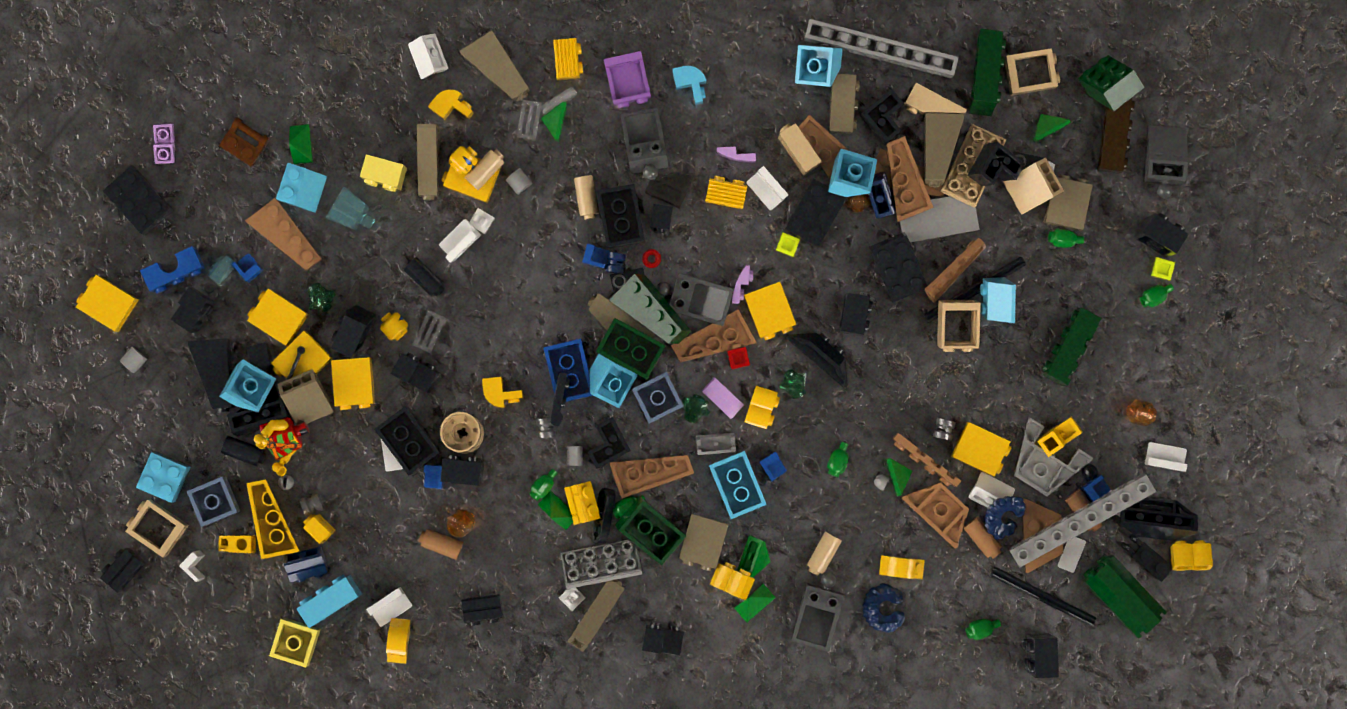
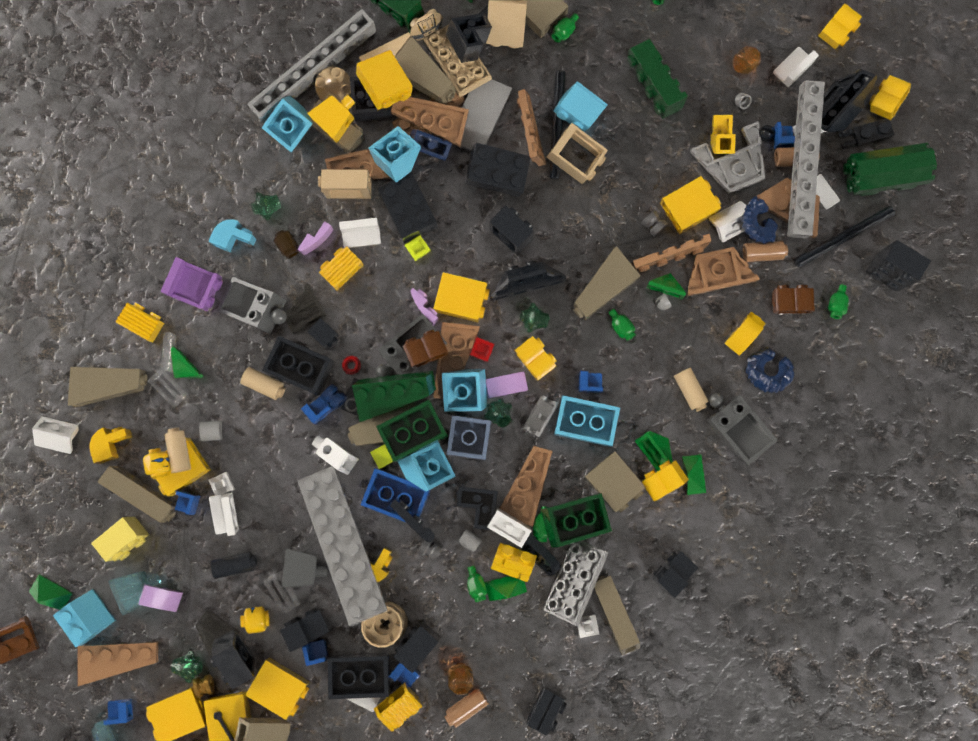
camera: 55 degrees left, 5 degrees down
(314, 321) = (203, 686): none -> pearl gold wheel
(358, 237) = (160, 598): none -> lavender slope
(401, 392) = (315, 652): none -> blue panel
(404, 489) = (398, 707): none -> yellow brick
(448, 203) = (187, 502): none -> blue panel
(458, 335) = (301, 569): none -> dark grey torso
(501, 354) = (342, 546): none -> light grey plate
(569, 302) = (335, 454): none -> white torso
(594, 336) = (381, 456): none -> neon yellow tile
(607, 480) = (509, 527): none -> white panel
(694, 367) = (464, 390): none -> medium azure slope
(704, 312) = (425, 349): none -> reddish brown brick
(715, 133) = (286, 244): none -> dark brown brick
(736, 93) = (265, 205): none -> clear green rock
(848, 100) = (333, 116): none -> yellow torso
(858, 203) = (422, 166): clear orange head -> none
(866, 424) = (608, 282): none -> dark tan slope
(877, 76) = (332, 82): none -> tan dish
(907, 121) = (384, 80): none -> yellow brick
(957, 588) = (793, 300): none -> reddish brown brick
(983, 120) = (426, 25): none -> tan dish
(1103, 433) = (743, 100): none -> light grey hinge
(1227, 473) = (840, 25): none -> yellow brick

